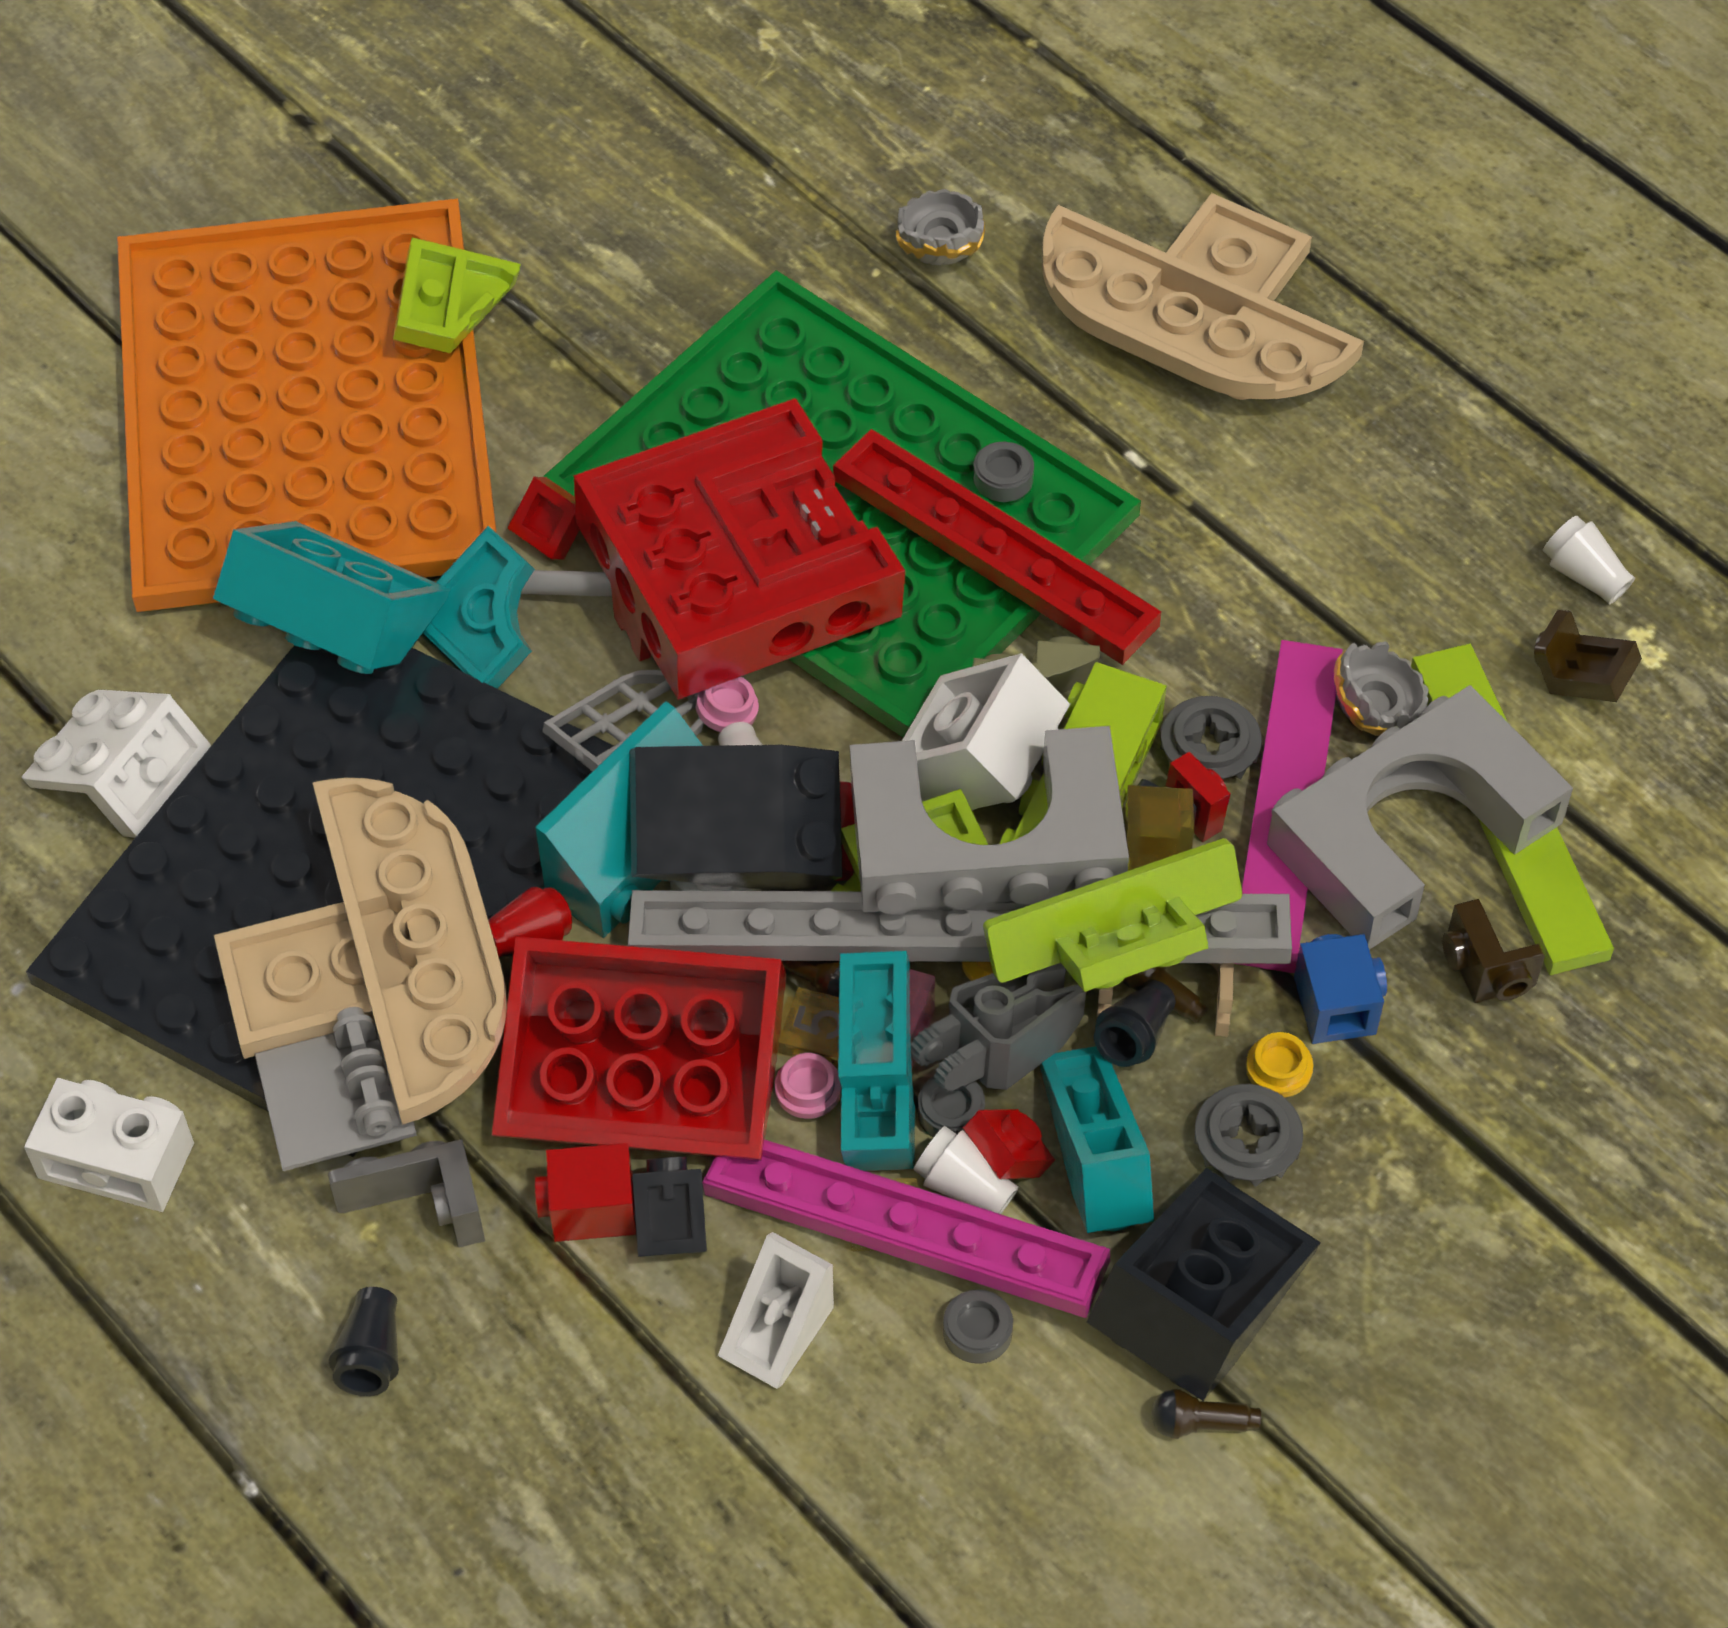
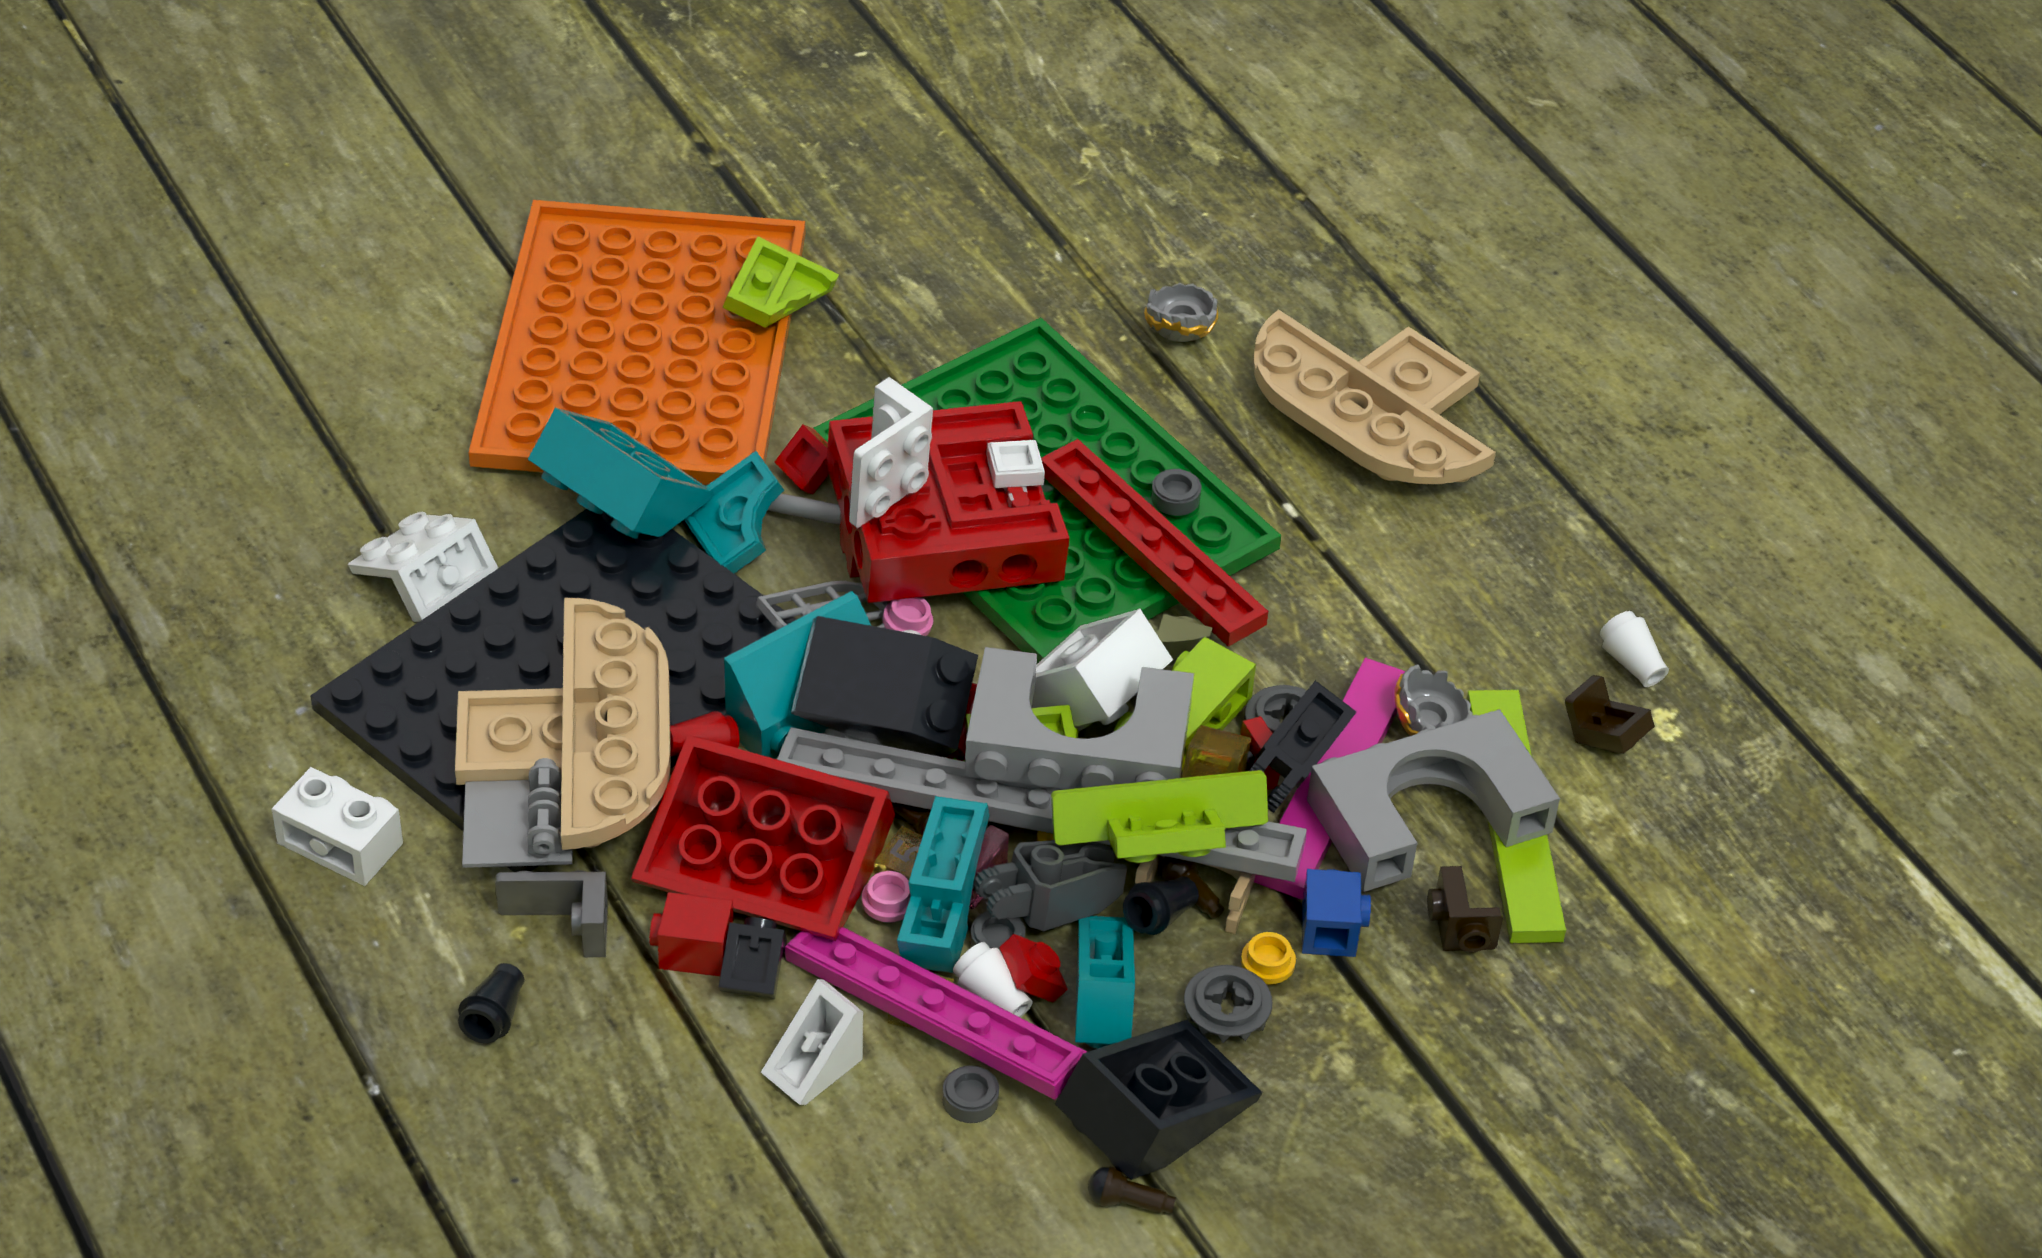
camera: 10 degrees right, 10 degrees down
(676, 509) = (895, 456): none -> white bracket
(810, 482) = (1015, 463): none -> white tile
(1250, 778) = (1303, 739): none -> black hinge

